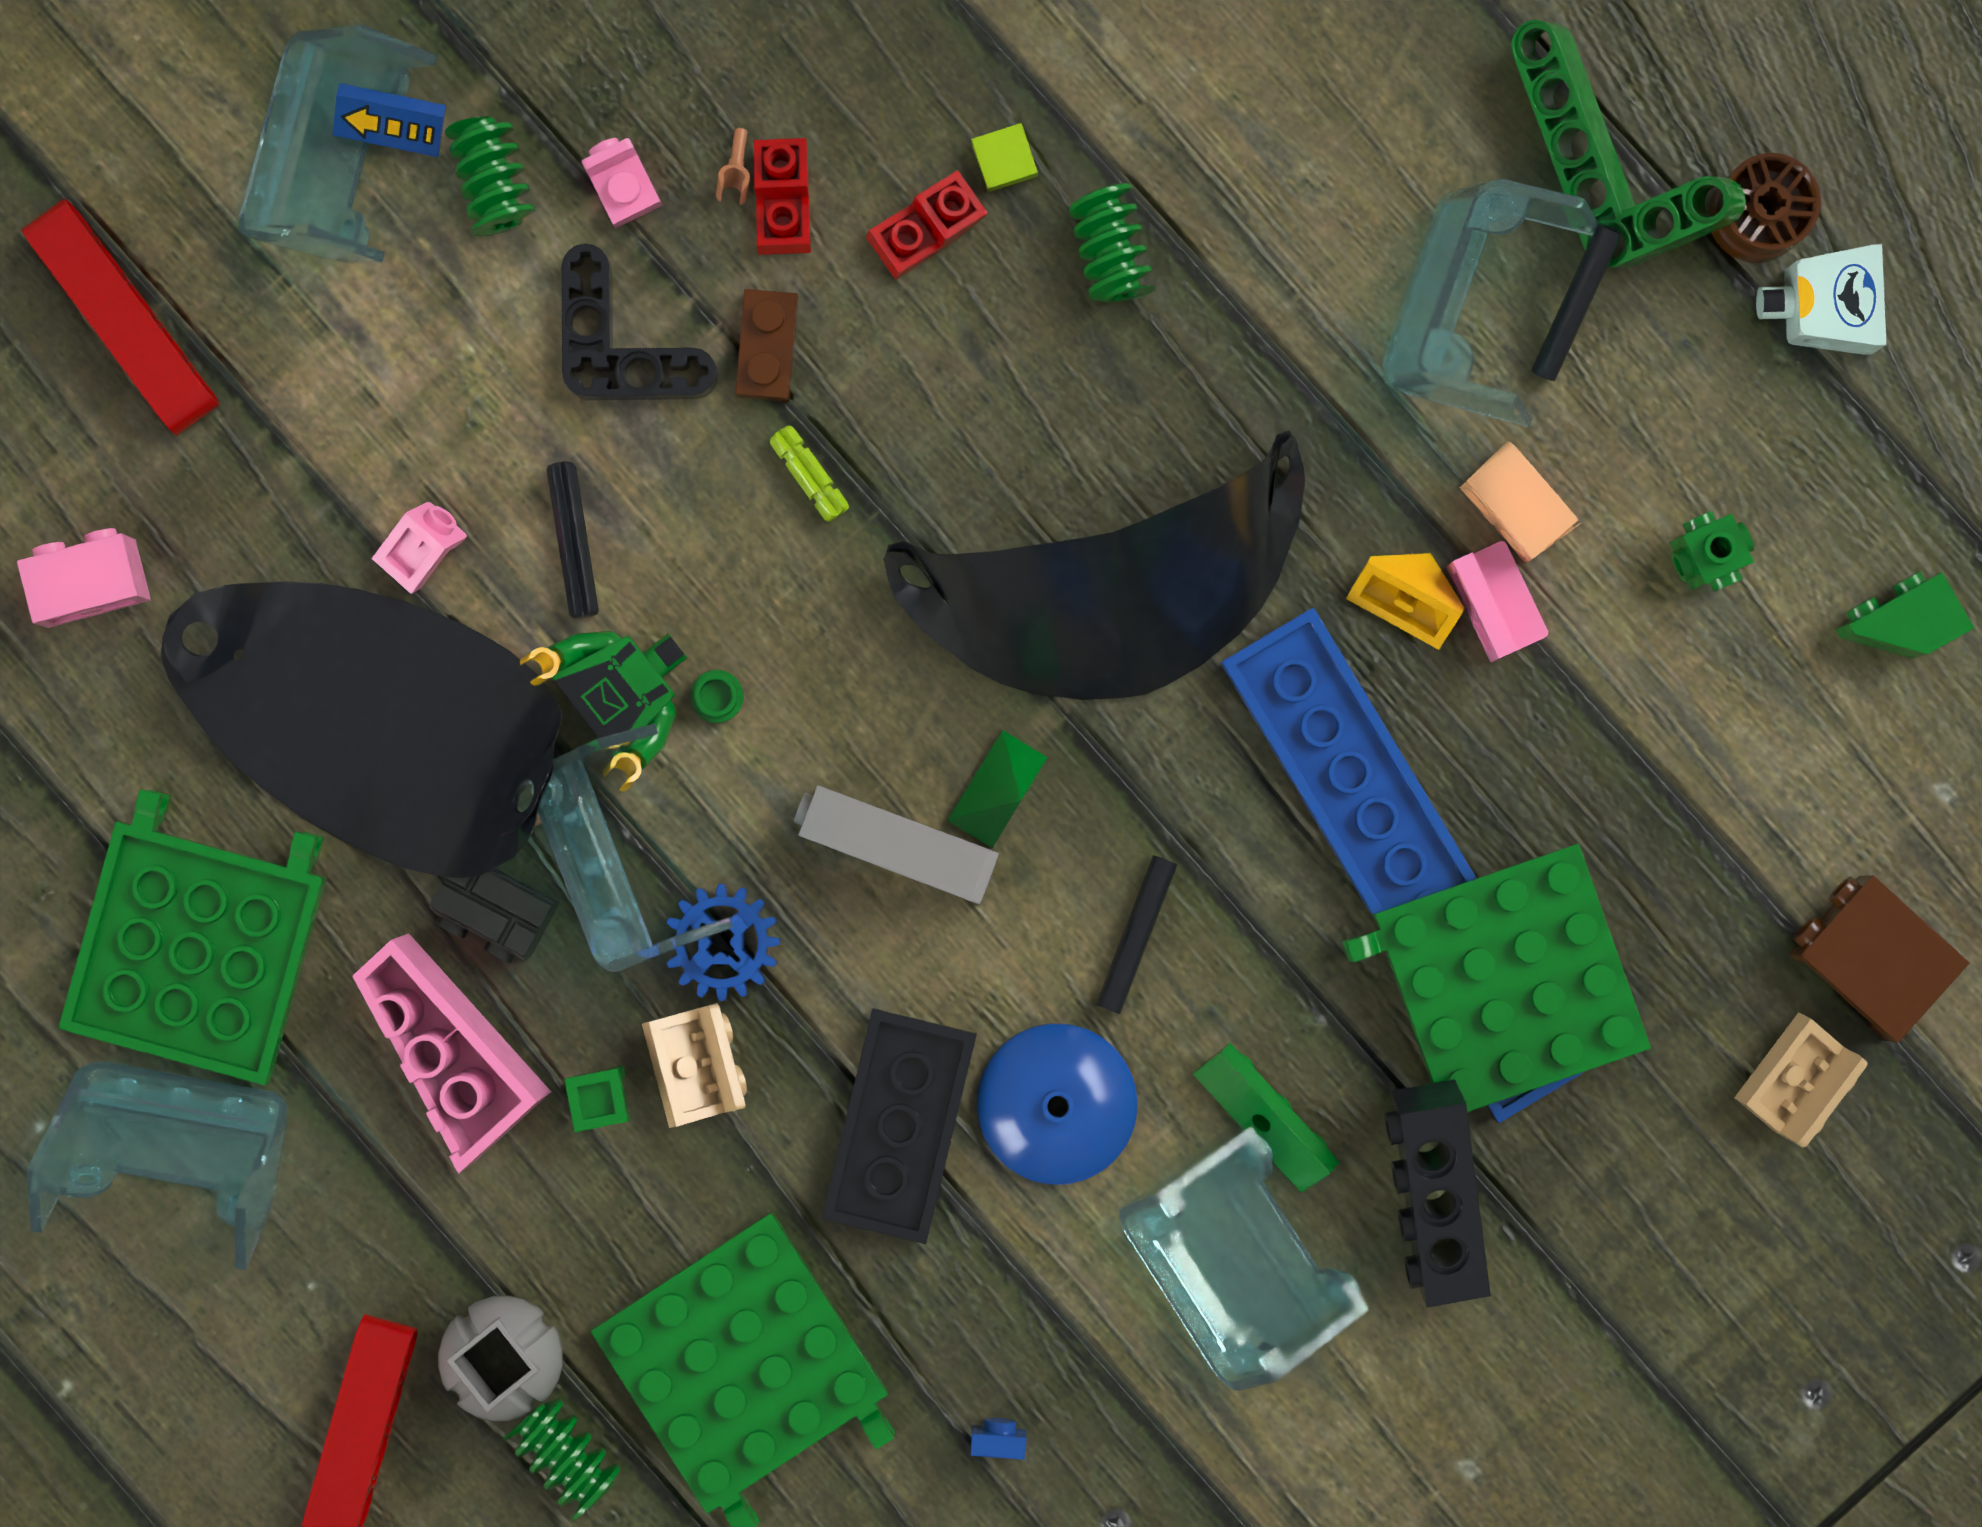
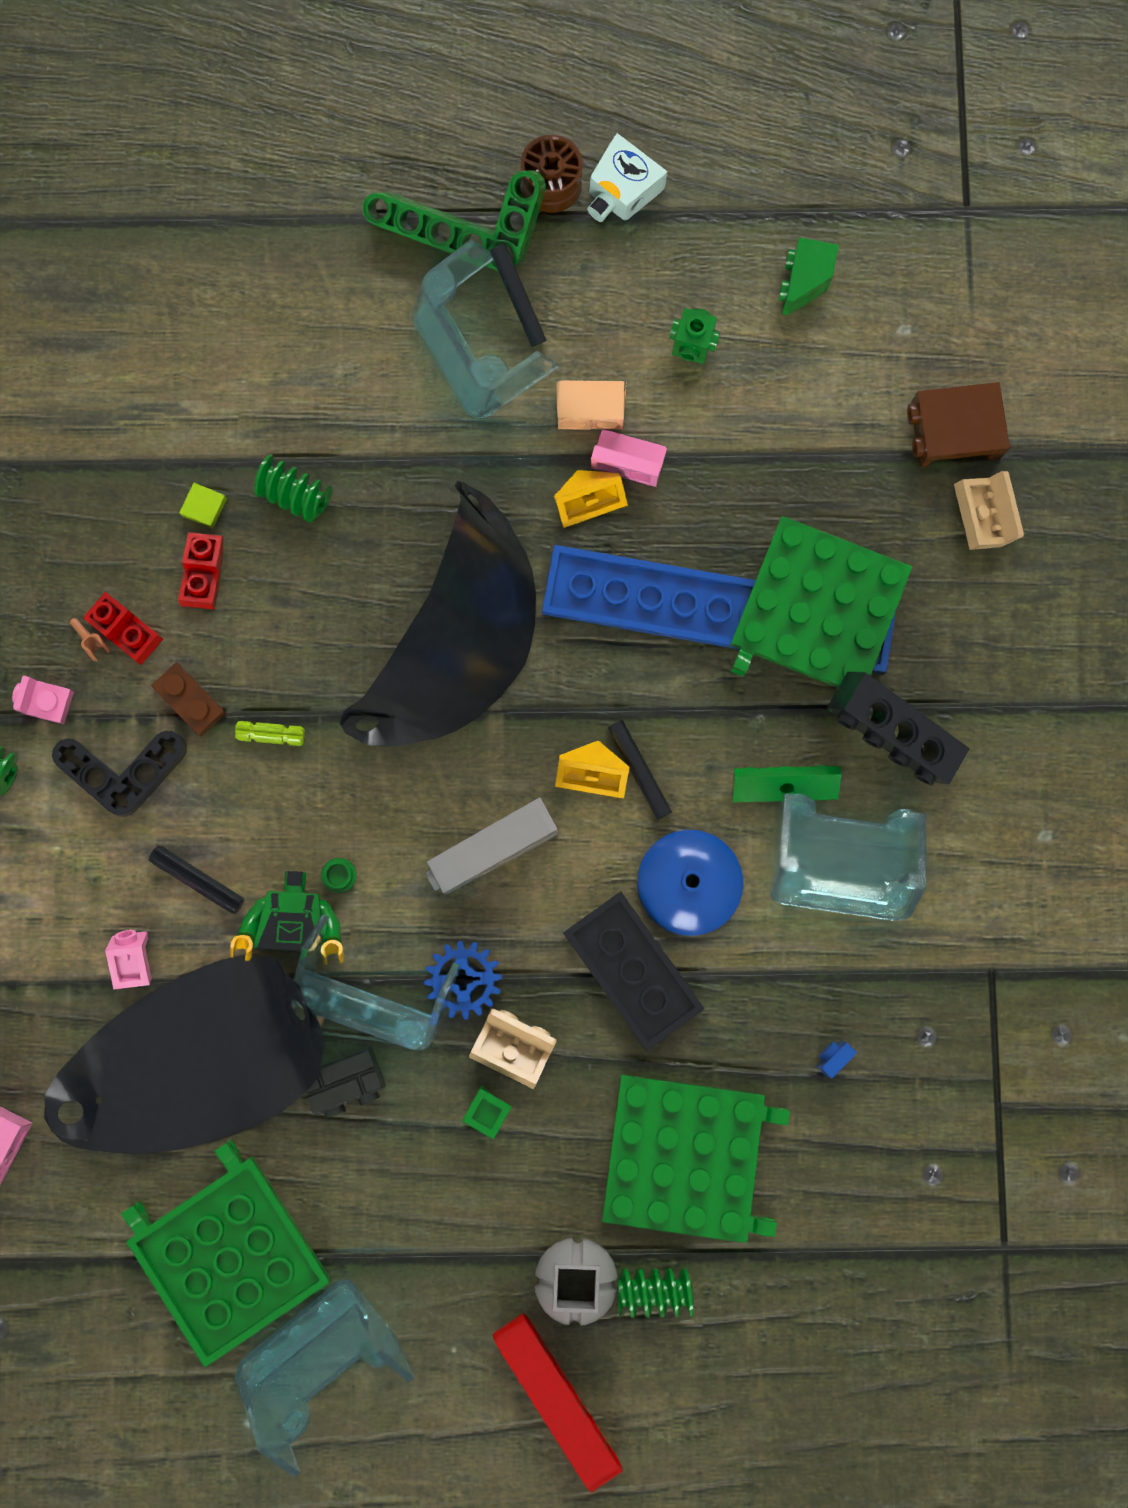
camera: 50 degrees left, 5 degrees down
(449, 1050) = (397, 1169): bright pink wedge -> none
(997, 789) = (507, 776): green slope -> none
(1089, 881) = (592, 770): none -> yellow slope

